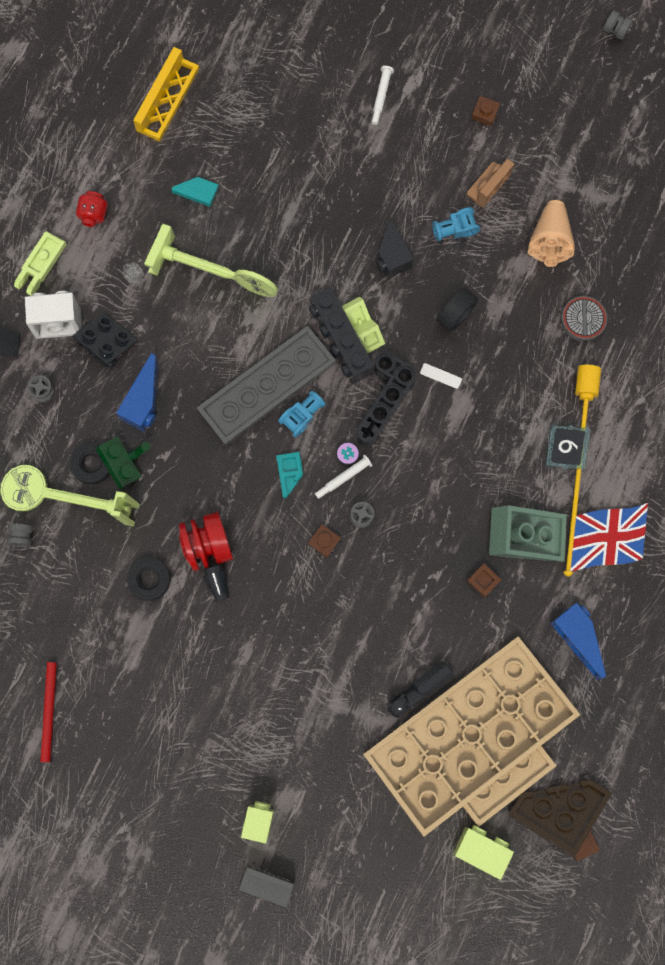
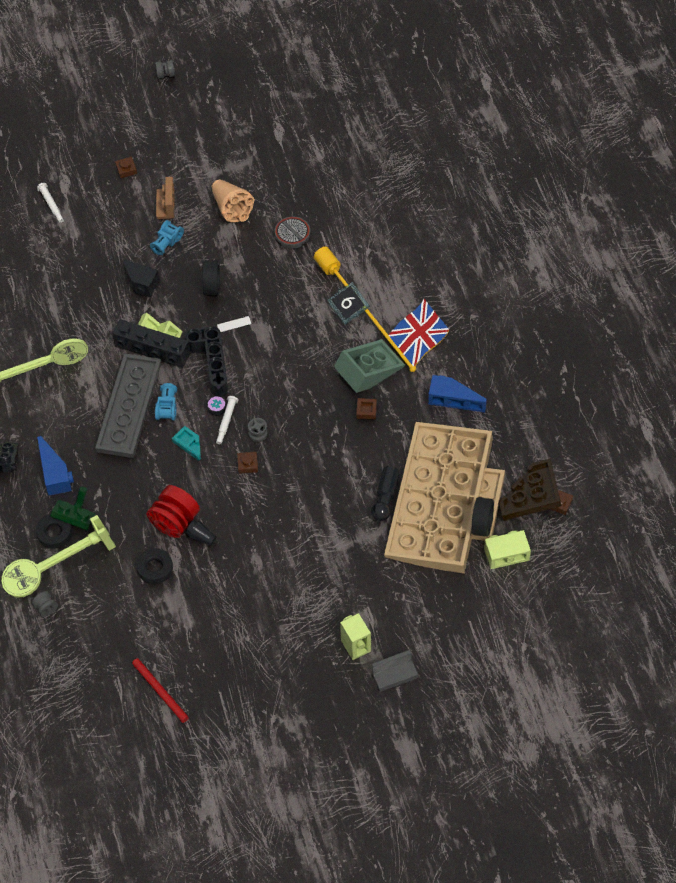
camera: 35 degrees left, 20 degrees down
(484, 807) = (482, 516): none -> black tyre

